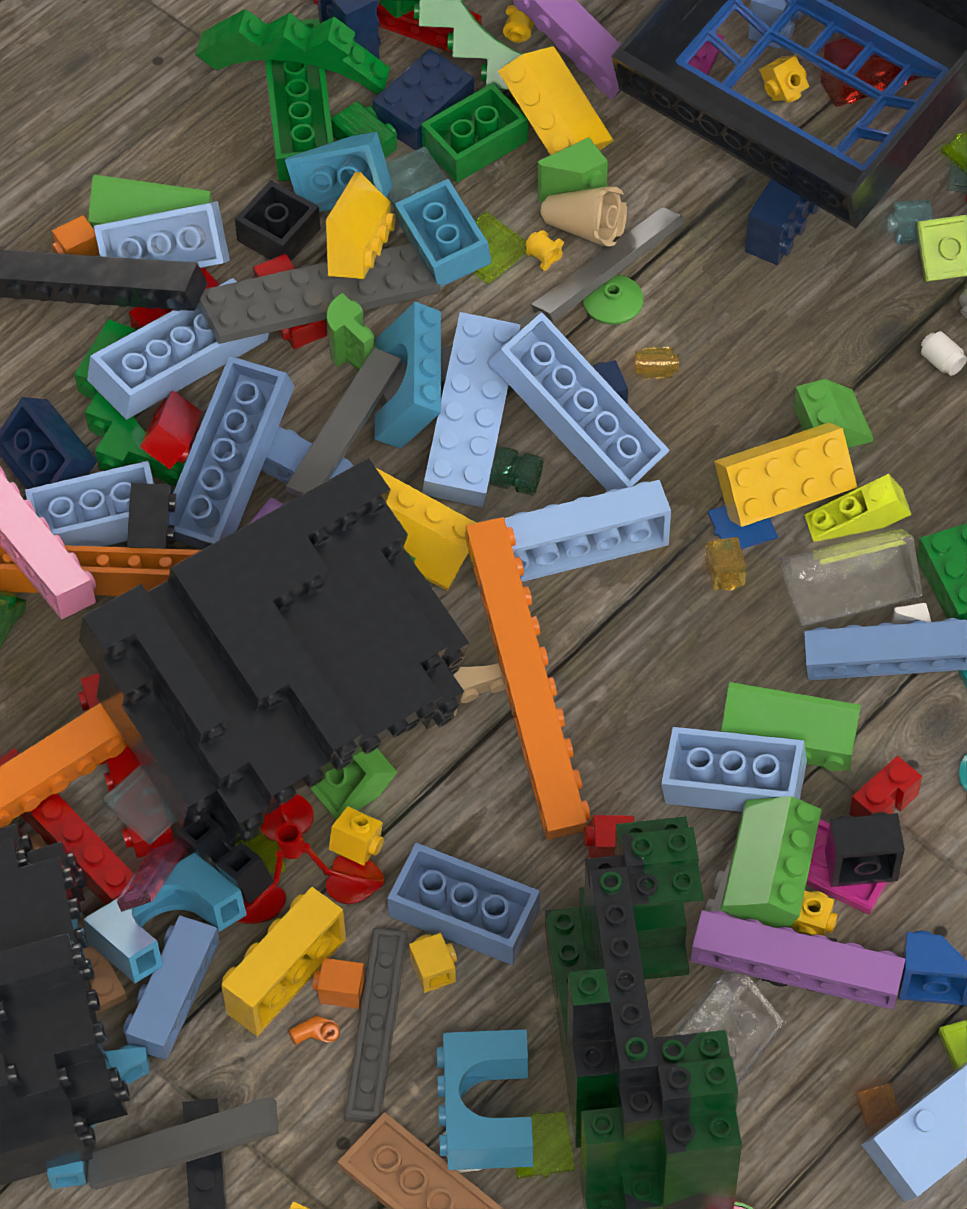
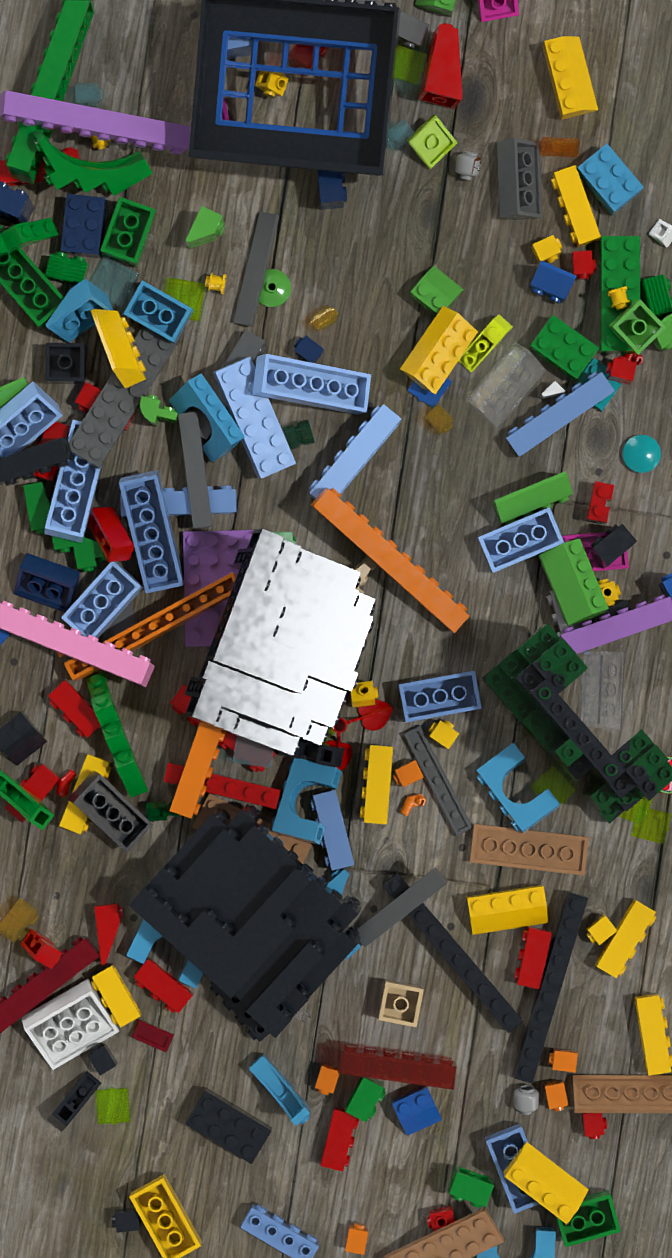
camera: 40 degrees left, 30 degrees up
(150, 515) = (141, 596): black brick -> none
(151, 875) = (288, 788): clear pink tile -> none
(433, 532) = (270, 509): yellow slope -> none
(553, 101) = (164, 190): yellow slope -> none
(588, 213) = (226, 248): tan cone -> none
(600, 834) = (484, 614): red brick -> none
(943, 353) = (468, 213): white brick -> none

